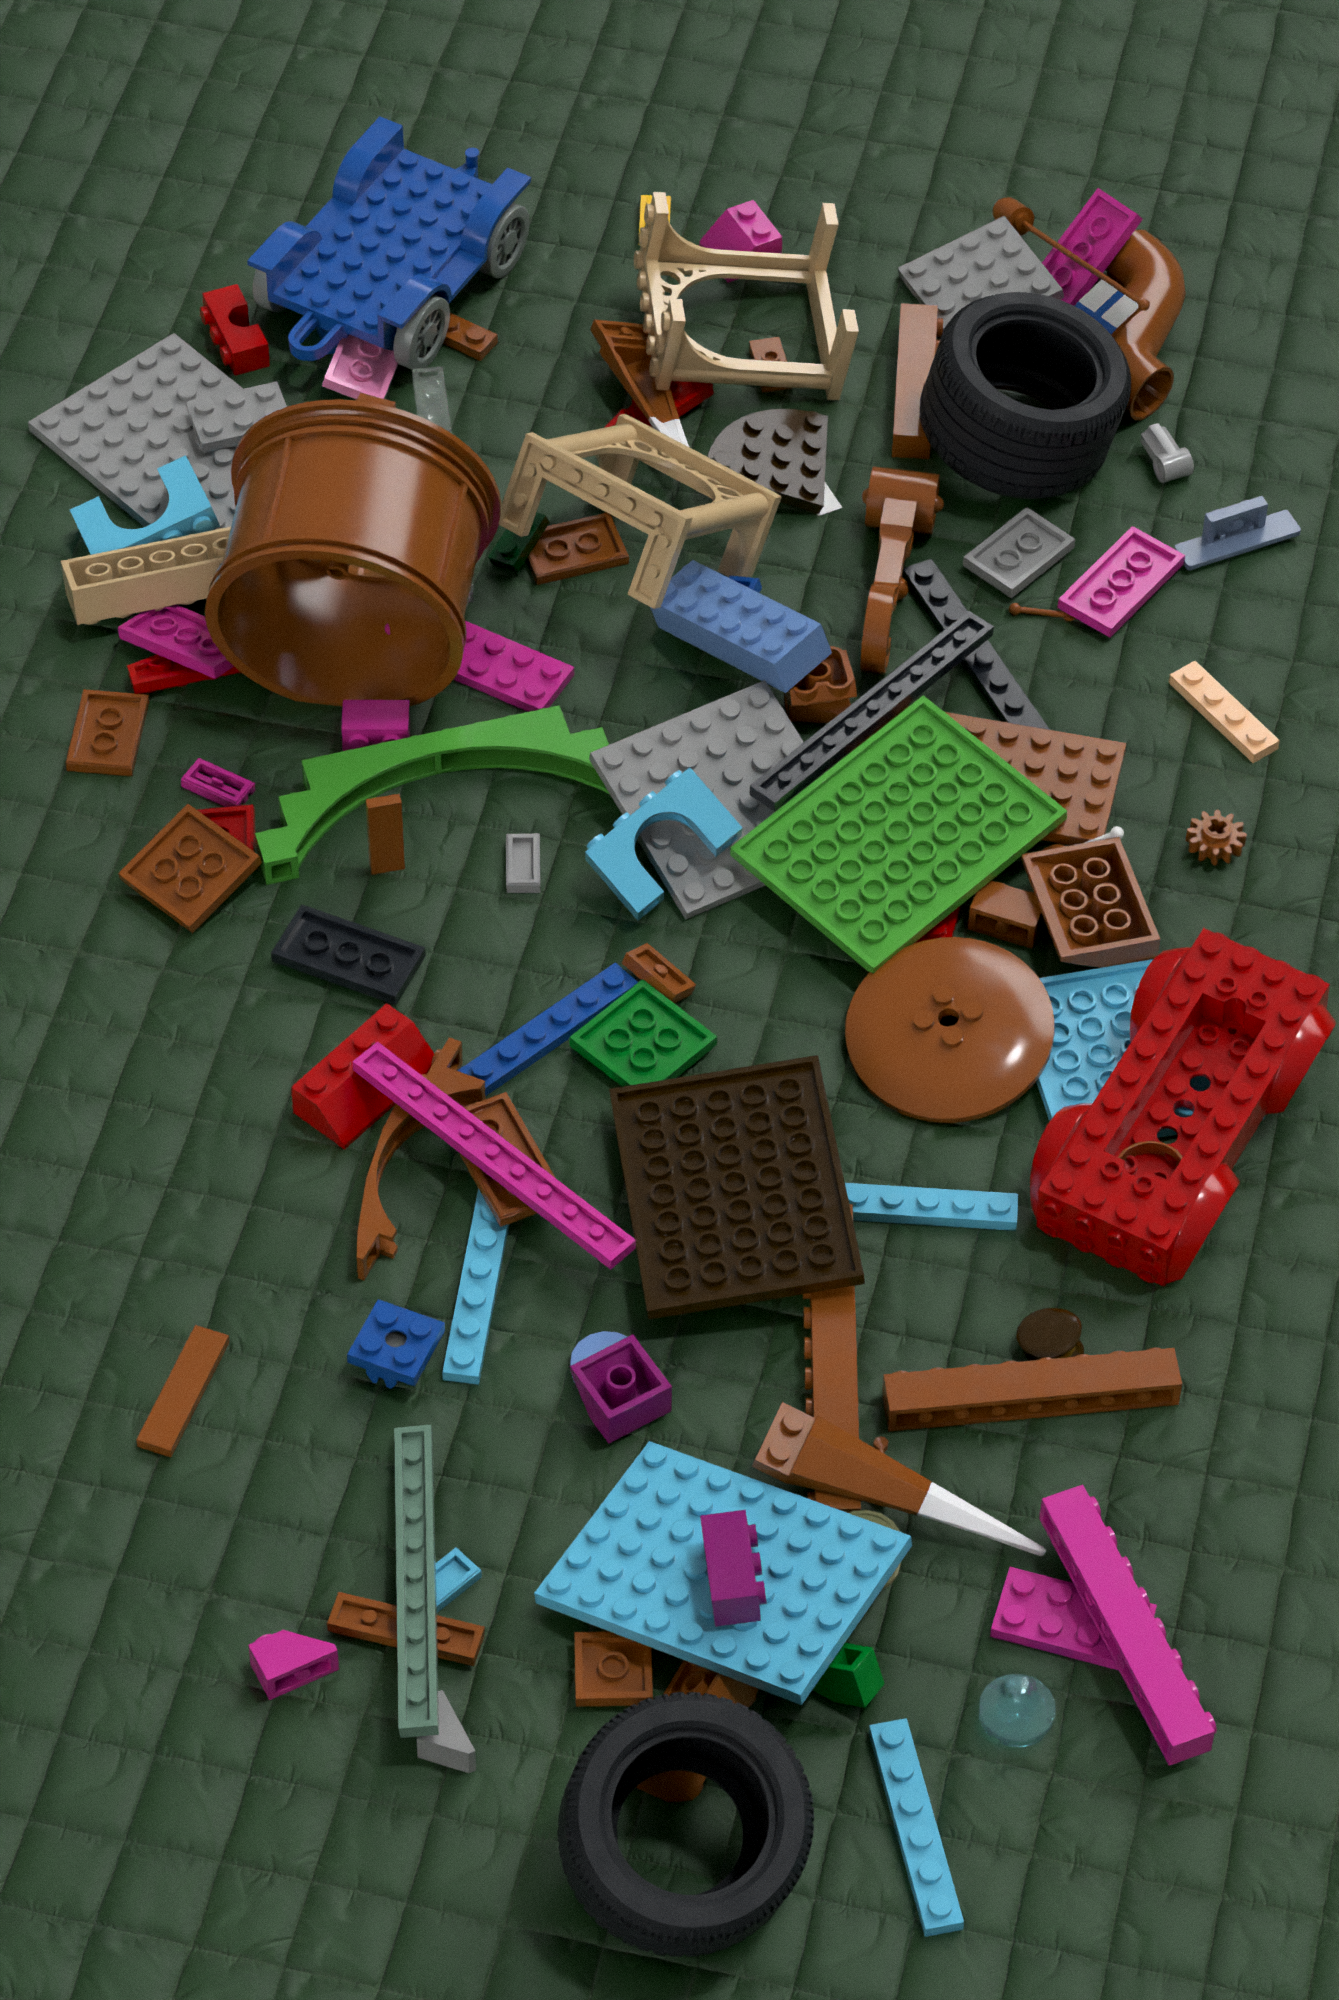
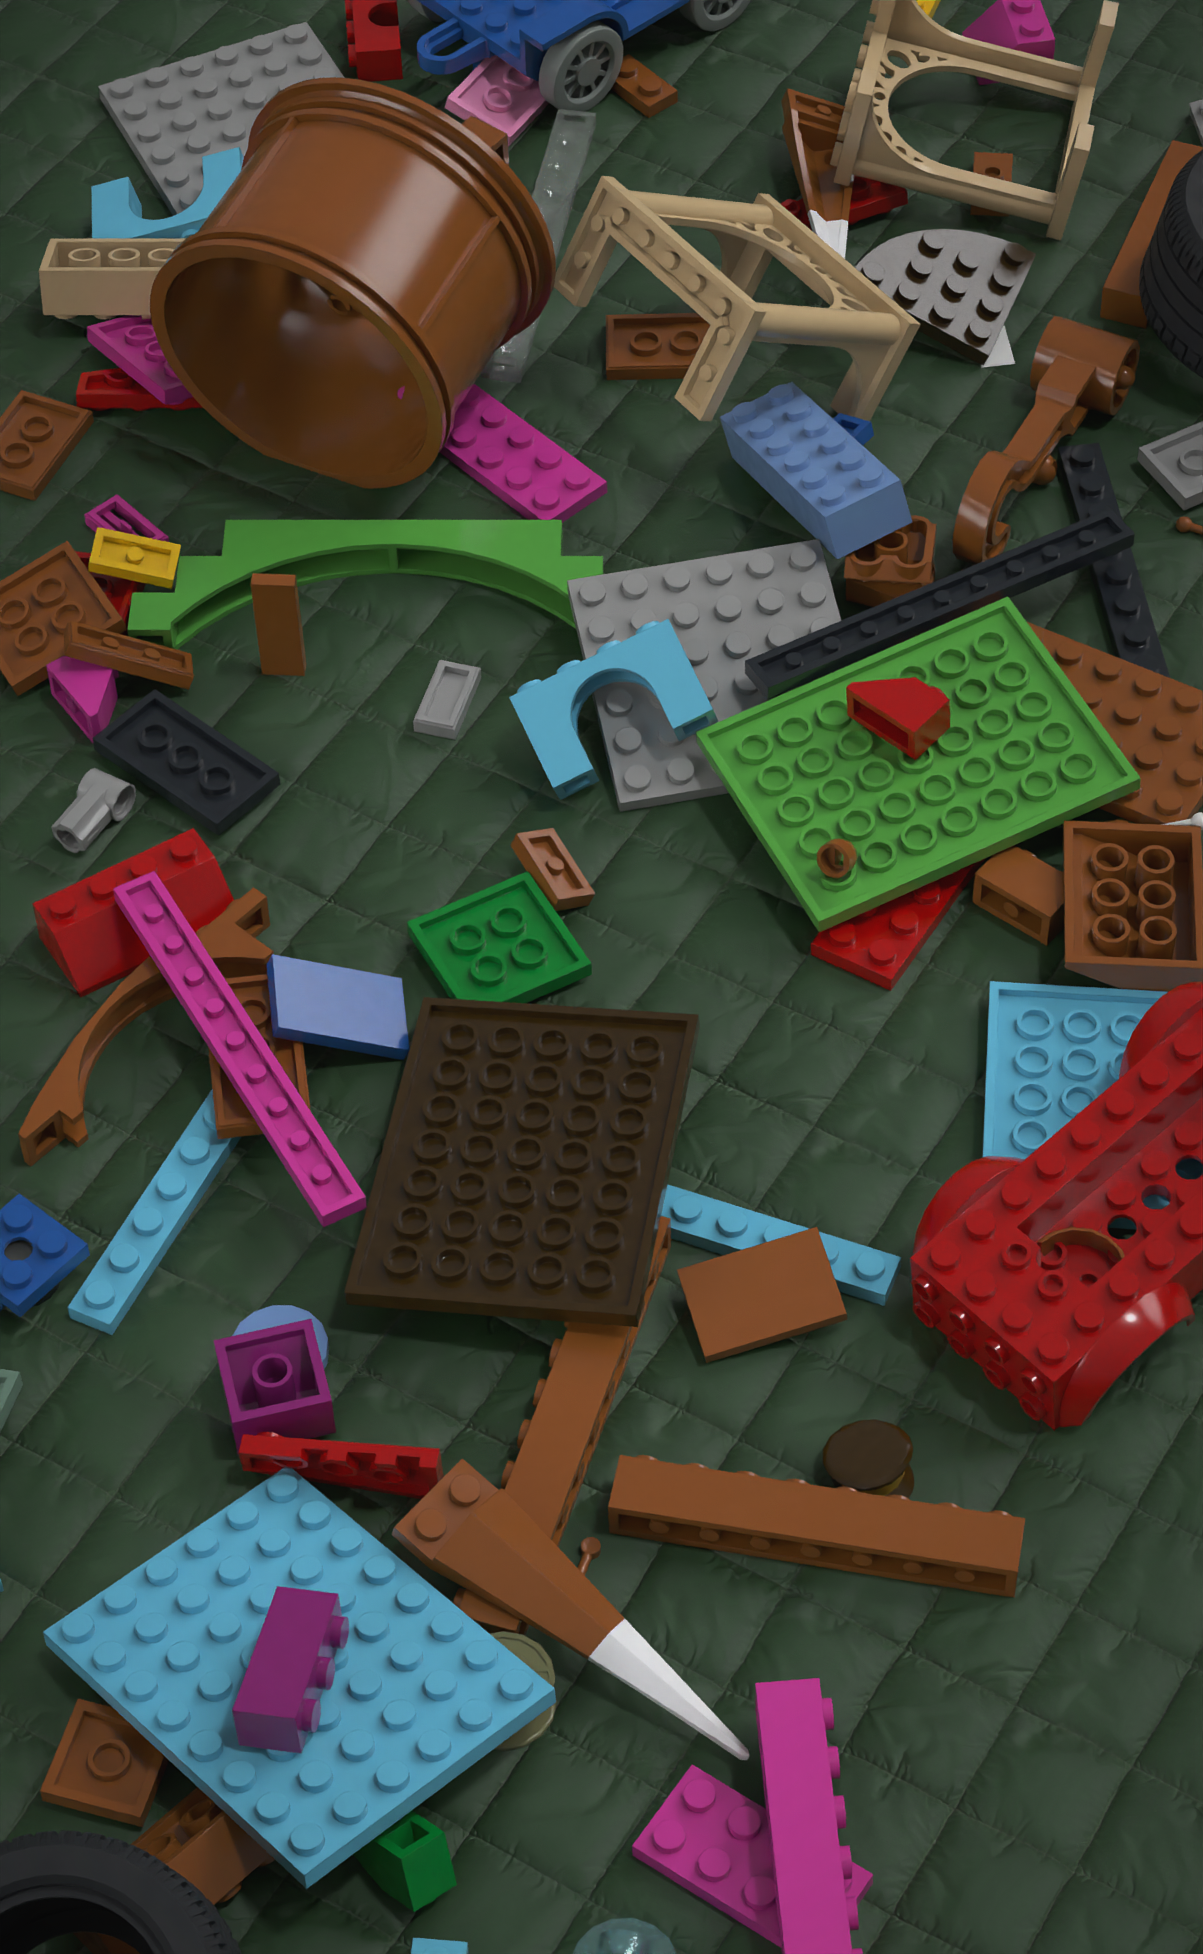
camera: 20 degrees right, 0 degrees up
(245, 916) = (84, 692): none -> dark pink slope
(247, 806) = (134, 557): none -> yellow plate
(273, 882) = (128, 654): none -> dark orange tile
(296, 1000) = (97, 803): none -> light grey piece
(374, 722) = (337, 494): dark pink brick -> none
(513, 549) = (601, 322): dark green plate -> none
(548, 1029) = (387, 907): blue plate -> none
(548, 1111) = (337, 1007): none -> tile
(704, 1427) = (363, 1466): none -> red wing
(866, 918) = (830, 855): none -> dark orange hinge
(880, 800) = (900, 712): none -> red slope
(933, 1242) = (762, 1294): none -> dark orange tile
(958, 1069) = (902, 1075): dark orange dish -> none

